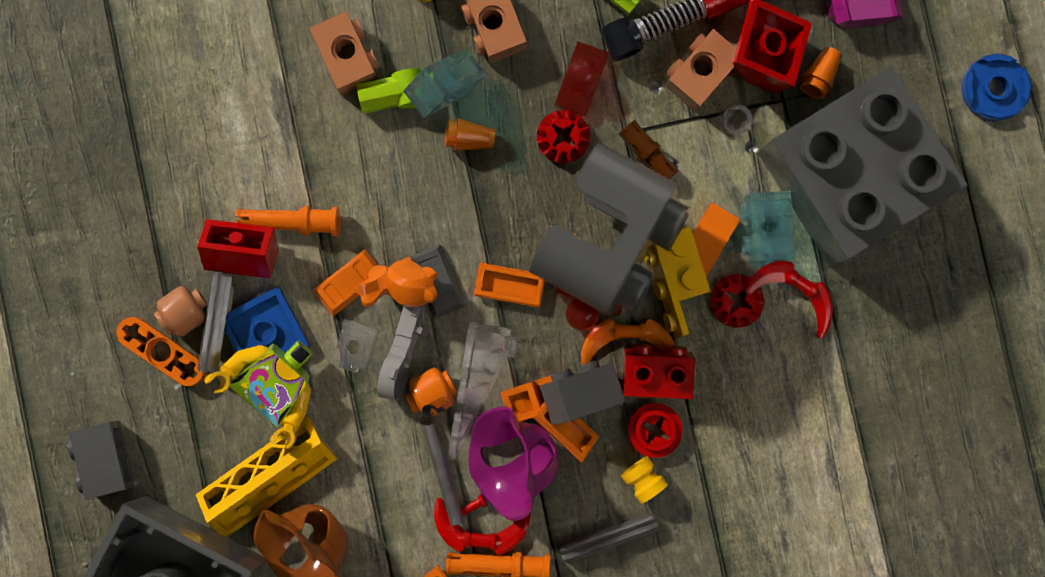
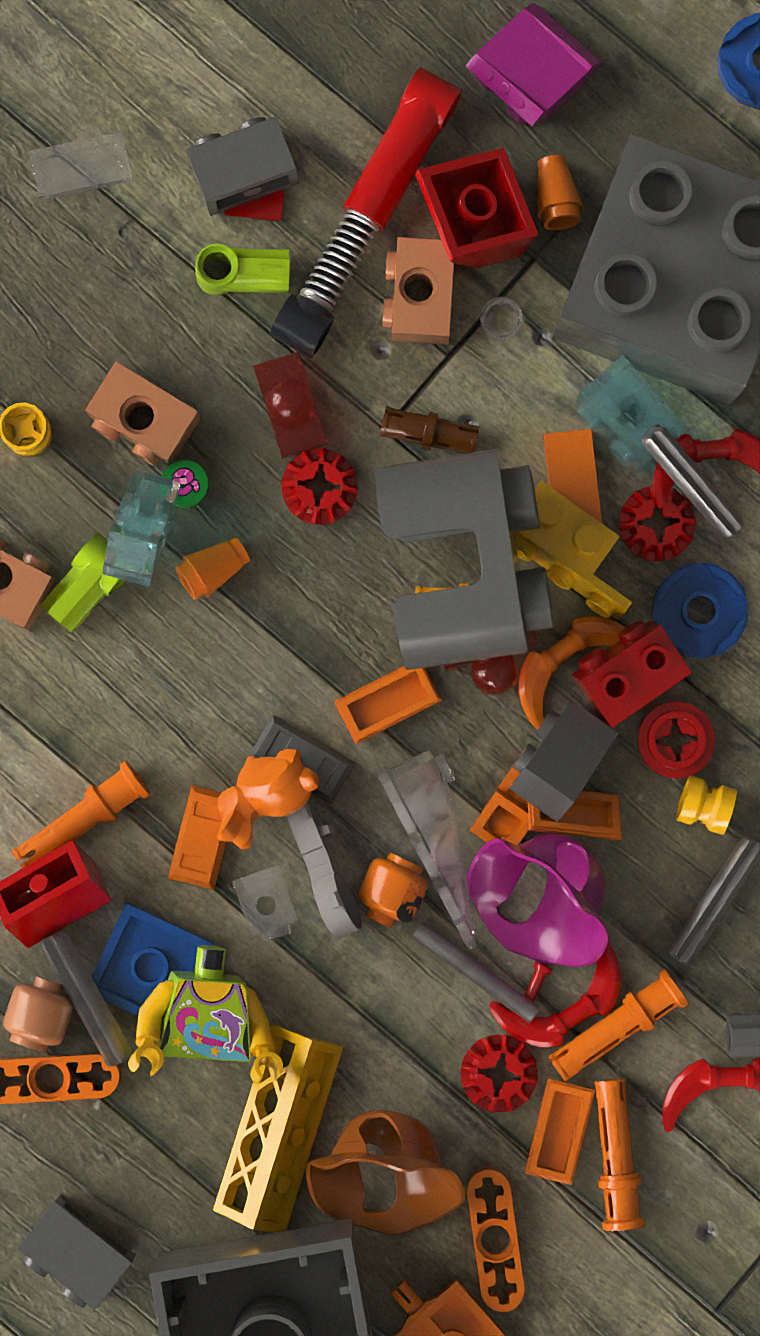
camera: 35 degrees left, 0 degrees up
(413, 525) = (484, 1055): none -> red gear
(494, 81) = (193, 482): none -> green tile
(744, 368) = (720, 590): none -> blue tile
(775, 291) = (692, 481): none -> flat silver axle

